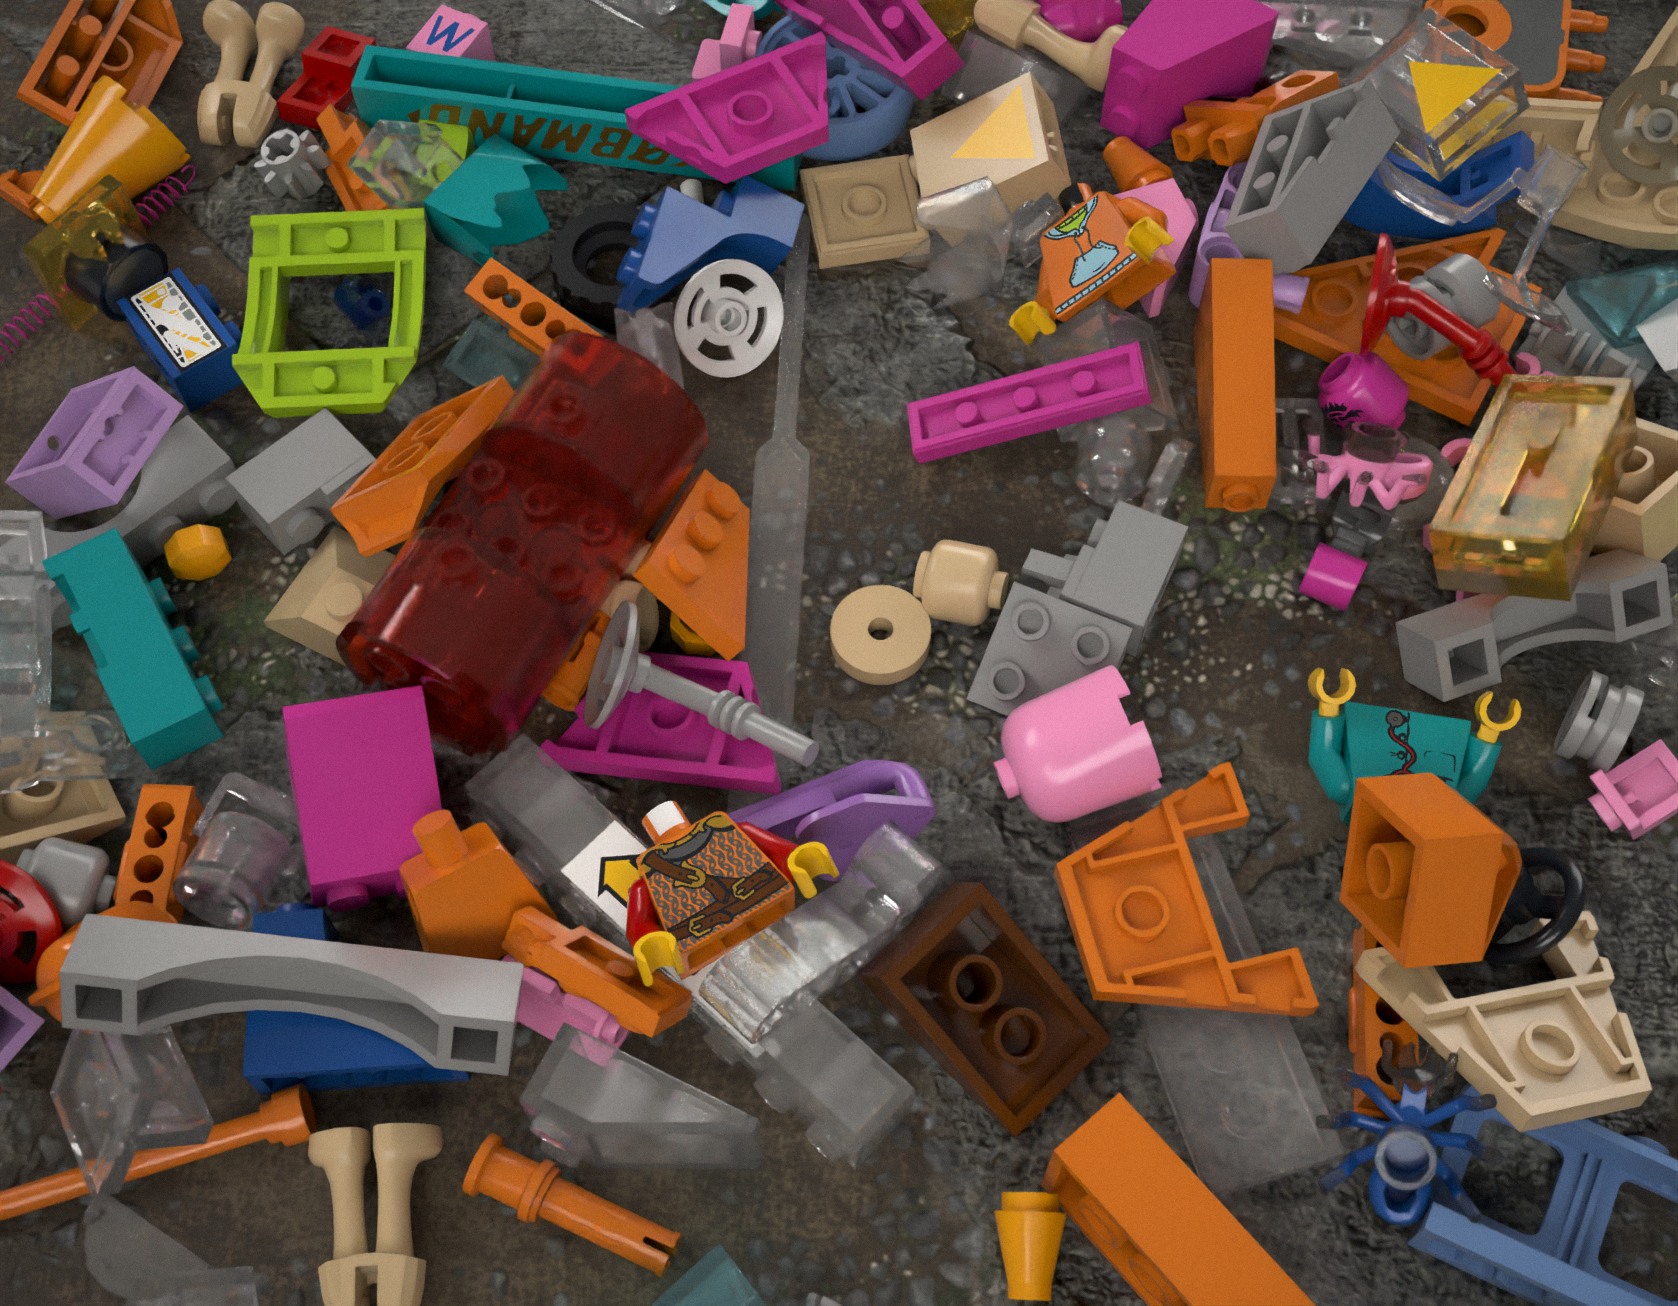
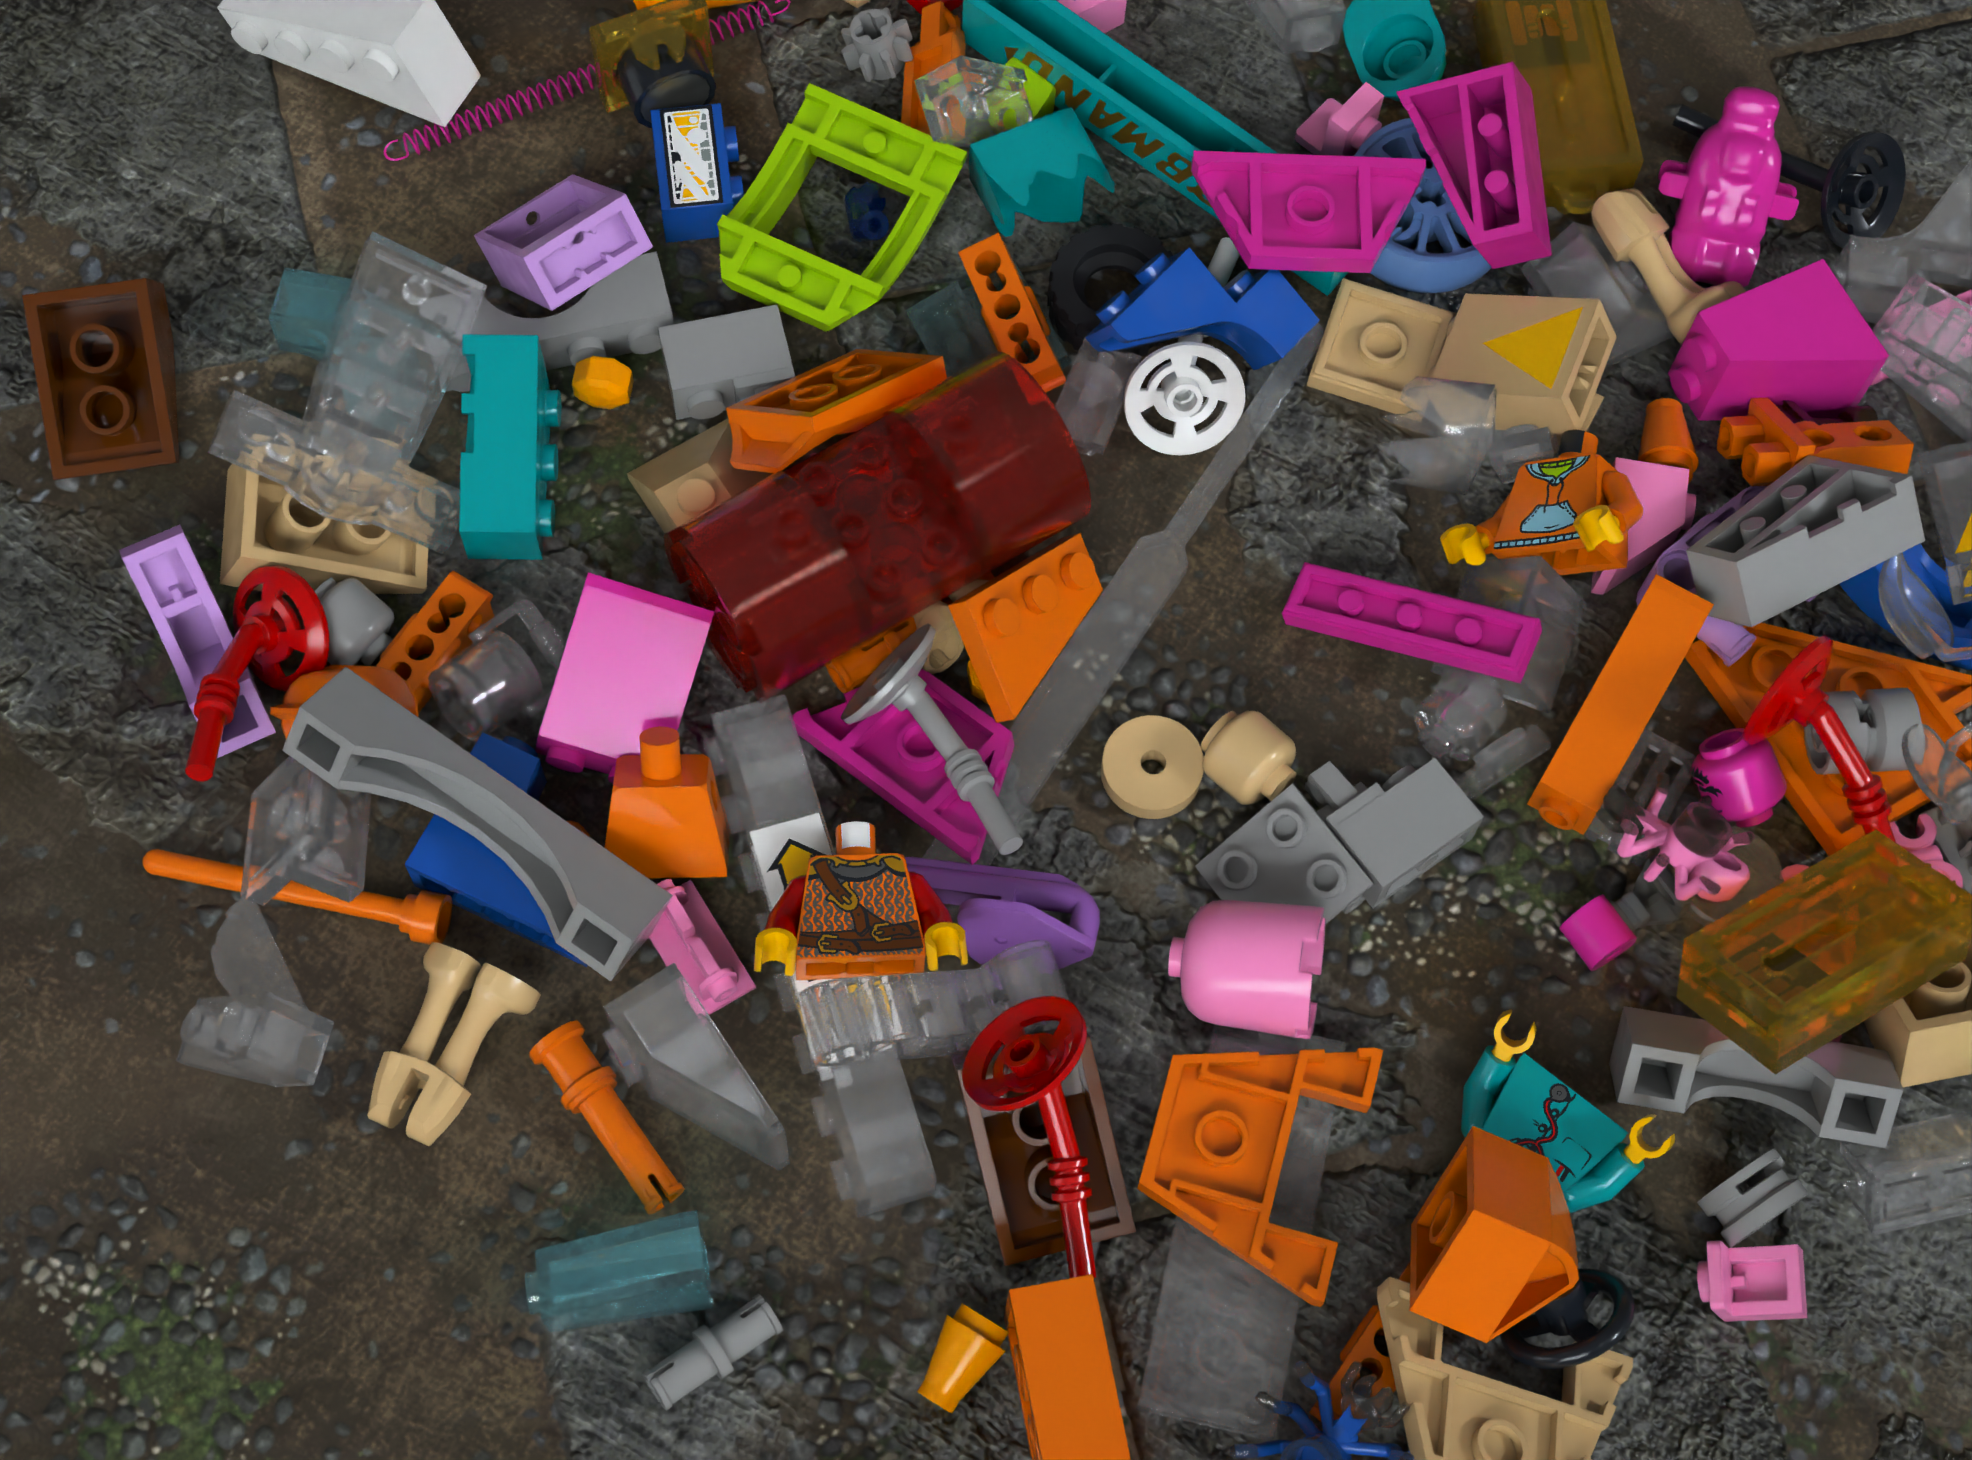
camera: 25 degrees right, 5 degrees up
(596, 971) = (728, 932): orange hinge -> none
(958, 939) = (1041, 1075): none -> red dish

